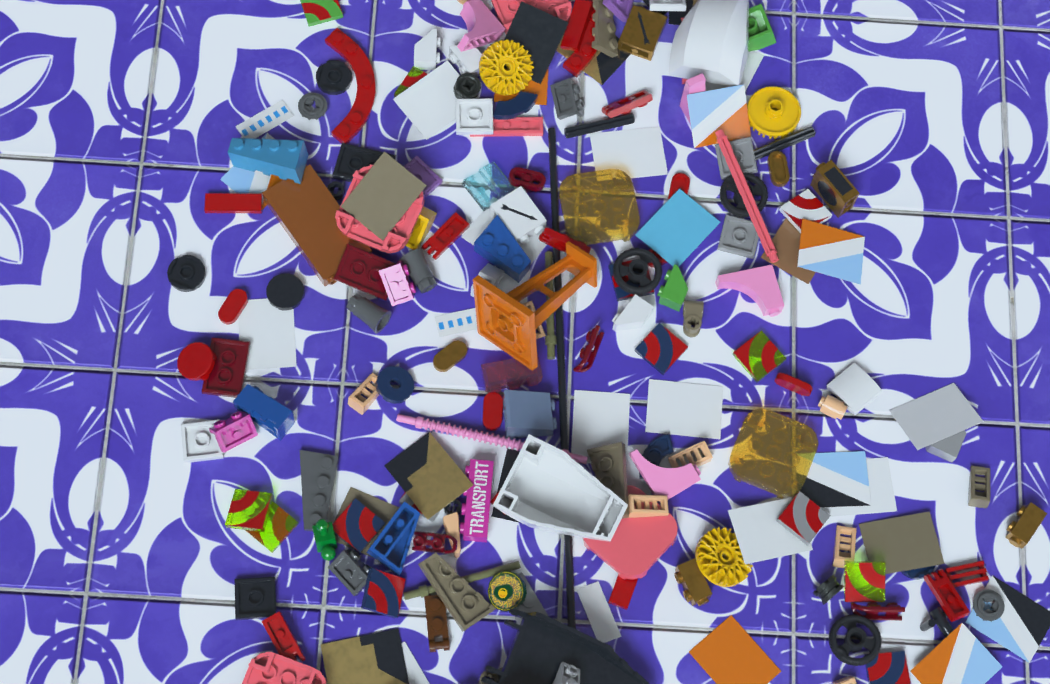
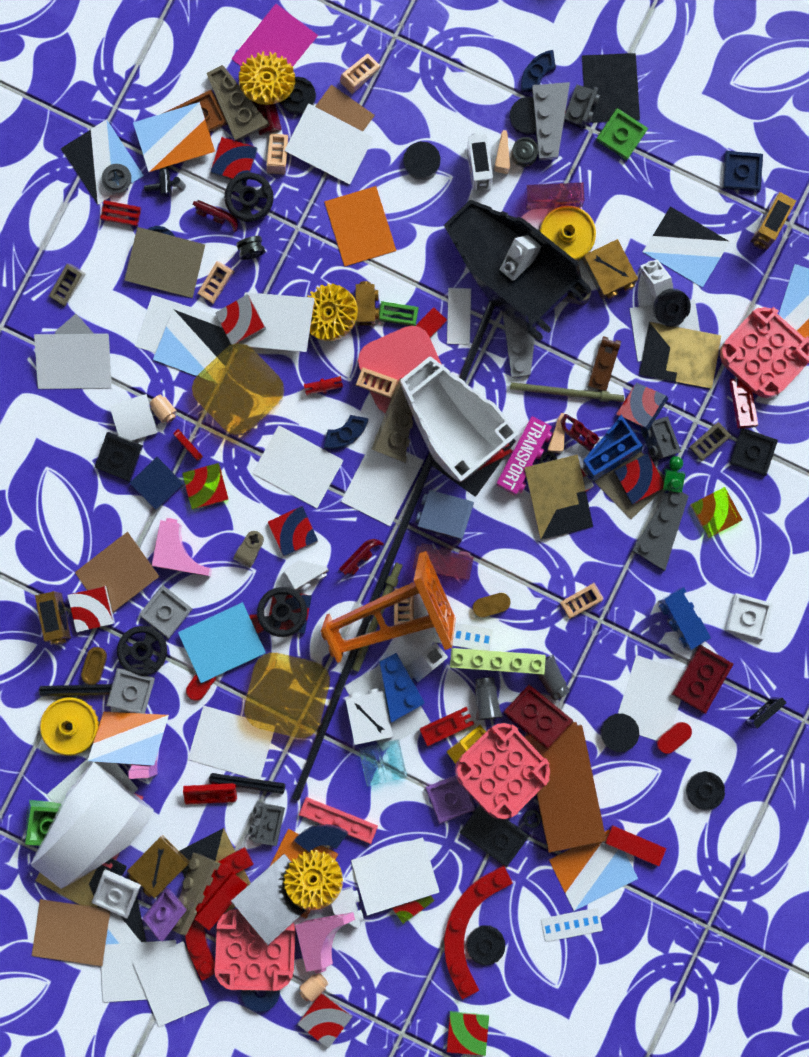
camera: 150 degrees left, 15 degrees up
(156, 355) = (765, 712): none -> black tile
(196, 361) = (729, 693): red tile -> none
(233, 430) = (719, 611): dark pink bracket -> none
(249, 510) = (731, 531): tile -> none
(270, 156) = (584, 874): dark azure wedge -> none
(296, 603) = (723, 431): none -> dark tan slope
(307, 100) = (520, 929): dark grey gear -> none
(383, 196) = (496, 779): dark tan sticker -> none
(397, 283) = (513, 692): bracket -> none
(399, 375) = (543, 596): dark blue tile -> none
(419, 422) = (429, 464): bright pink hose -> none
(423, 303) = (497, 661): none -> yellowish green slope
(426, 51) = (384, 933): white slope -> none
(455, 592) = (577, 376): dark tan wing -> none
(467, 86) = (360, 875): pearl dark grey wheel -> none
(474, 116) = (366, 841): white tile -> none
(492, 411) = (474, 535): red tile -> none
(507, 591) = (533, 363): tile -> none
(527, 178) = (343, 754): dark red plate -> none
(559, 240) = (339, 671): red hinge -> none
(641, 593) = (399, 314): none -> bright green tile
(665, 480) = (348, 402): bright pink arch -> none
(675, 290) = (254, 580): bright green slope -> none
(687, 452) = (299, 423): light nougat slope -> none
(696, 490) = (323, 385): none -> red pin
(747, 196) = (142, 642): coral piece -> none
(804, 341) = (156, 483): none -> dark blue tile
(831, 251) = (87, 558): sticker -> none
(850, 349) = (118, 456): none -> black tile
(864, 581) = (215, 242): tile -> none
(946, 595) = (149, 200): red hinge -> none
(1026, 525) = (46, 231): pearl gold brick -> none

